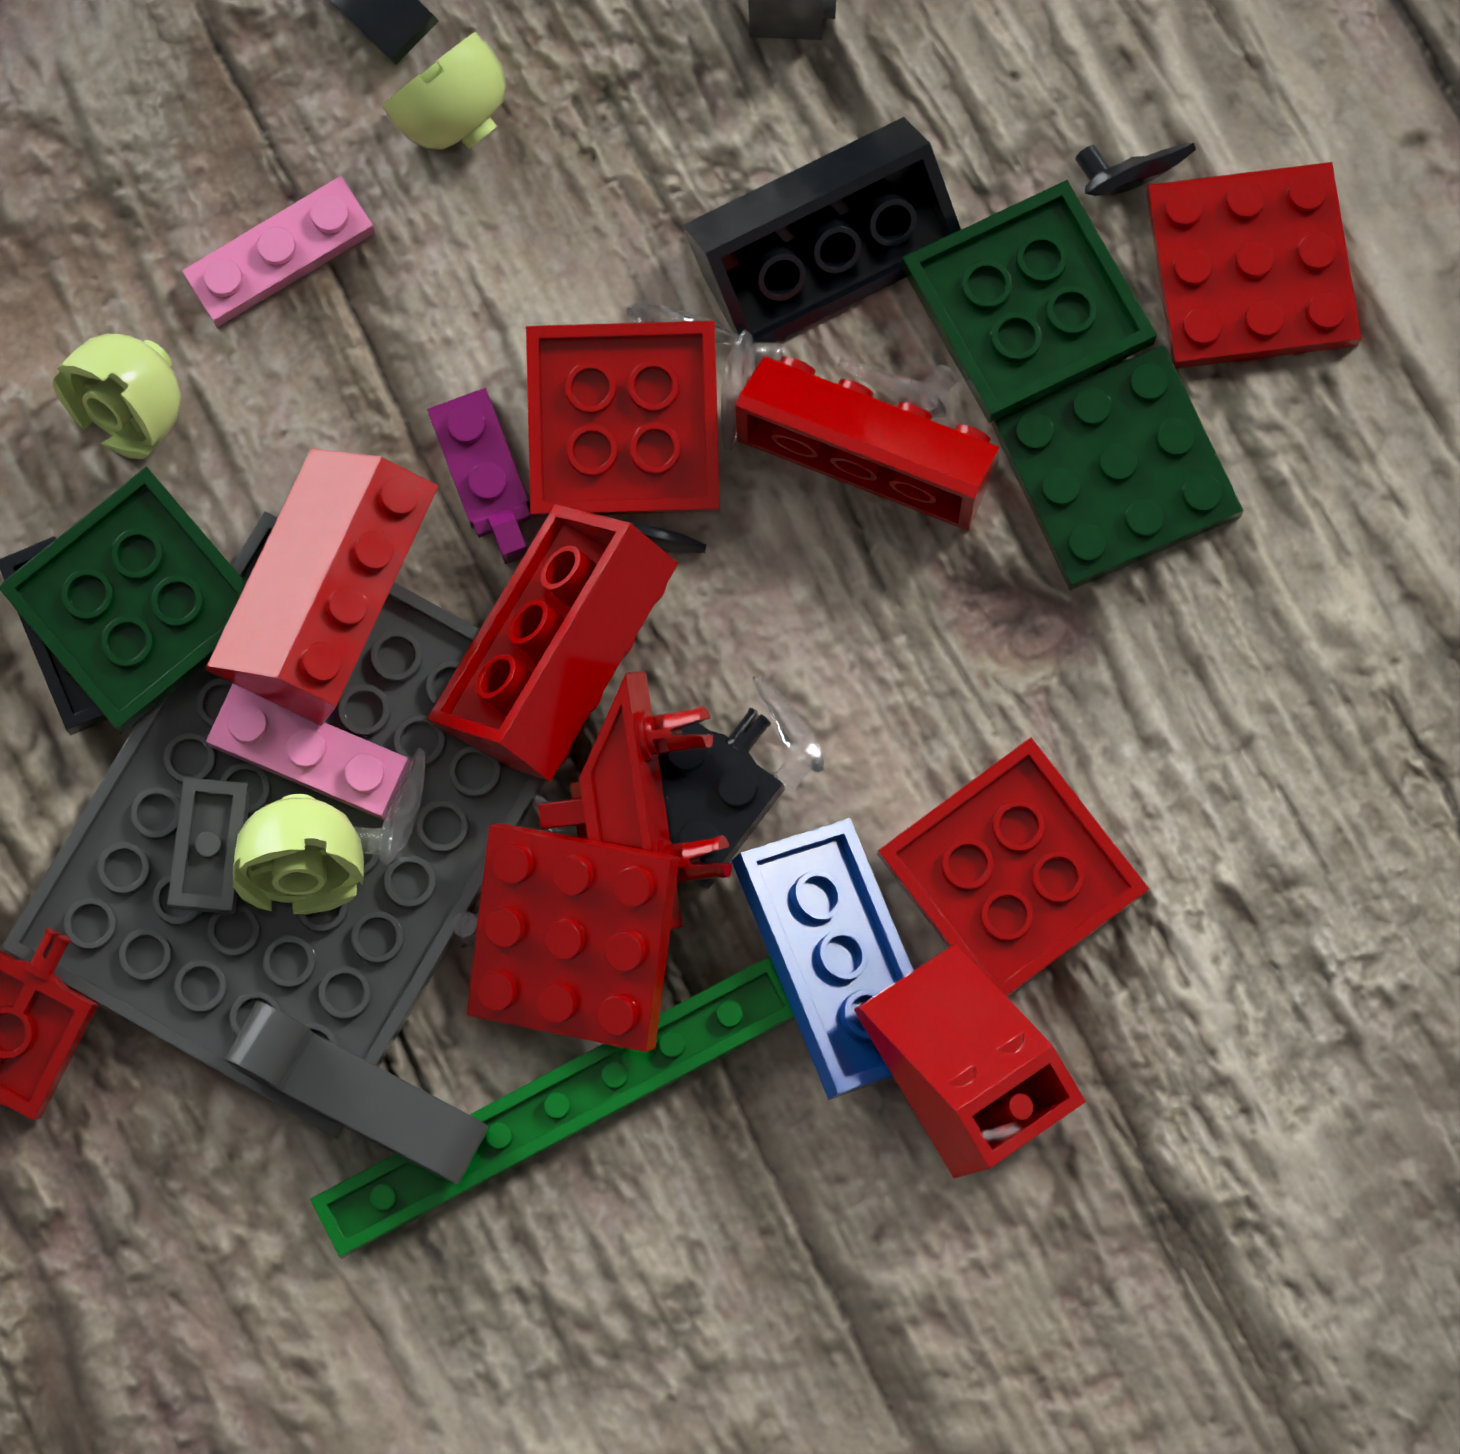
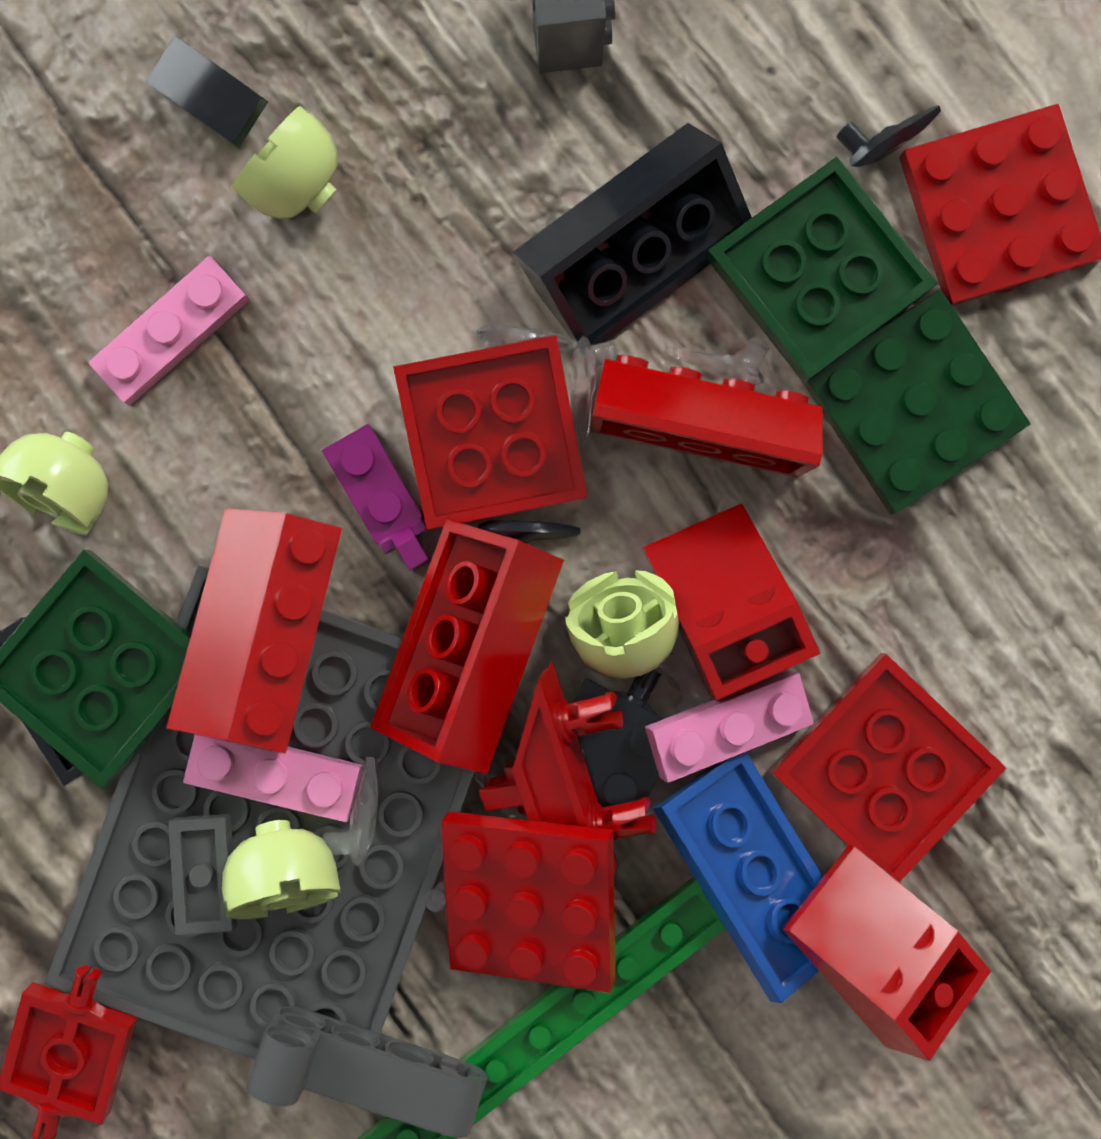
camera: 15 degrees left, 10 degrees up
(733, 652) = (623, 623): none -> yellowish green cylinder
(837, 787) = (729, 726): none -> bright pink plate
(861, 651) = (731, 602): none -> red slope

